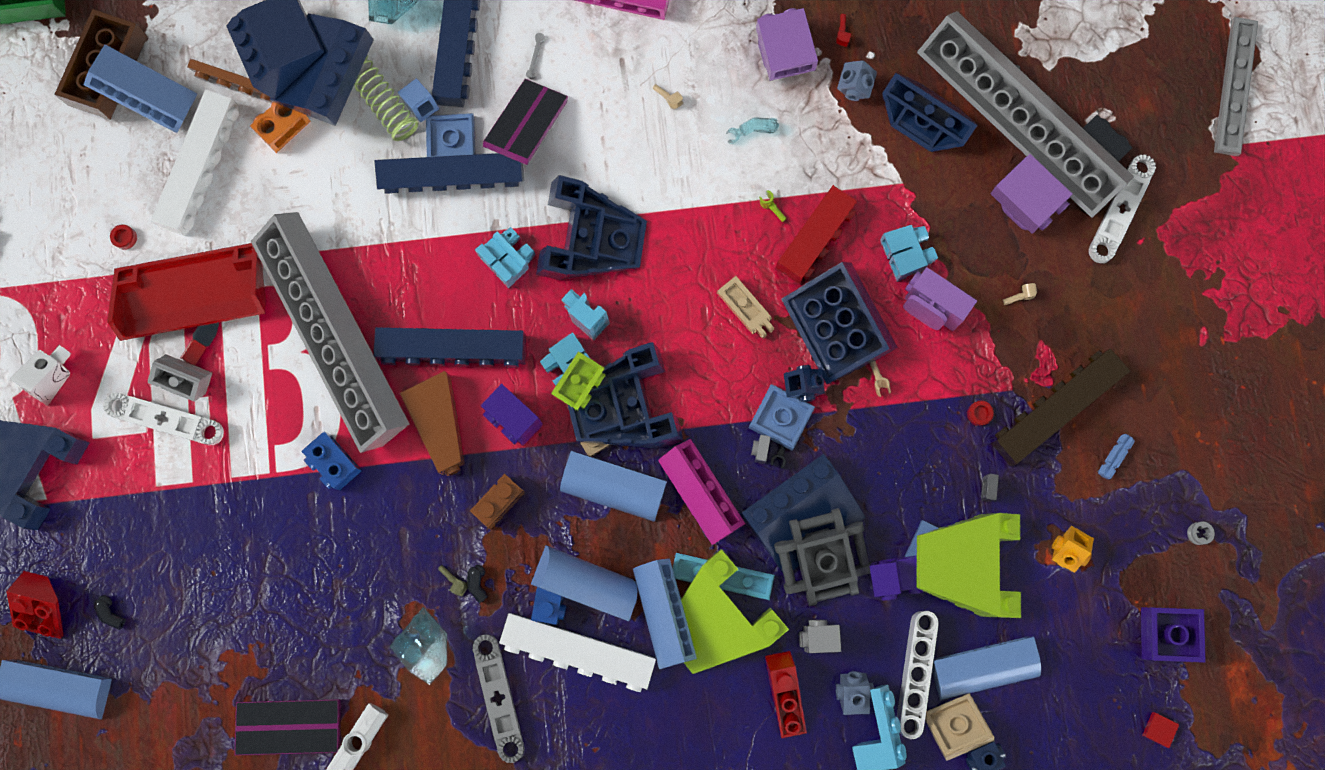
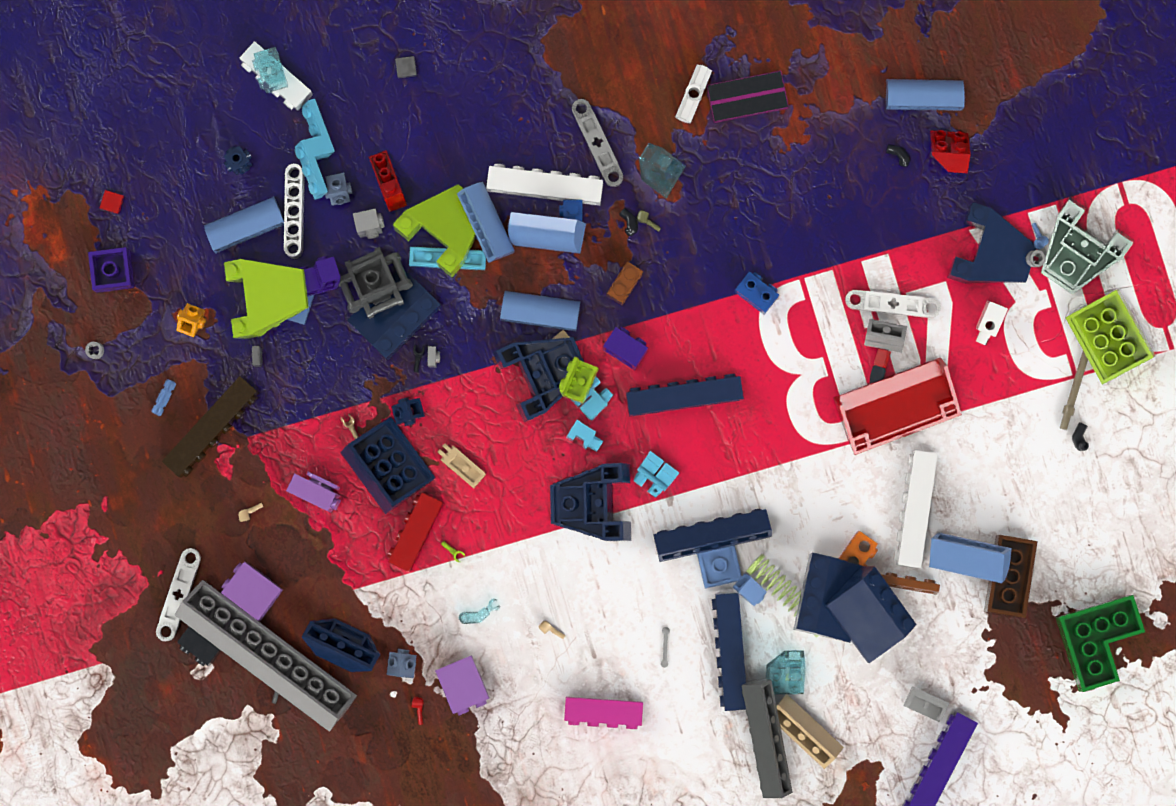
camera: 170 degrees right, 5 degrees up
(123, 237) = (961, 441): red tile -> none
(329, 331) = (778, 389): light grey brick -> none
(436, 420) = (684, 338): dark orange slope -> none
(525, 121) = (659, 584): black tile -> none
(715, 516) = (473, 316): dark pink brick -> none
(781, 417) = (421, 383): medium blue tile -> none
(905, 251) = (336, 524): medium azure hips -> none
(958, 727) = (259, 178): tan tile -> none
(980, 413) = (270, 413): red tile -> none
(1236, 86) = (96, 715): light grey tile -> none

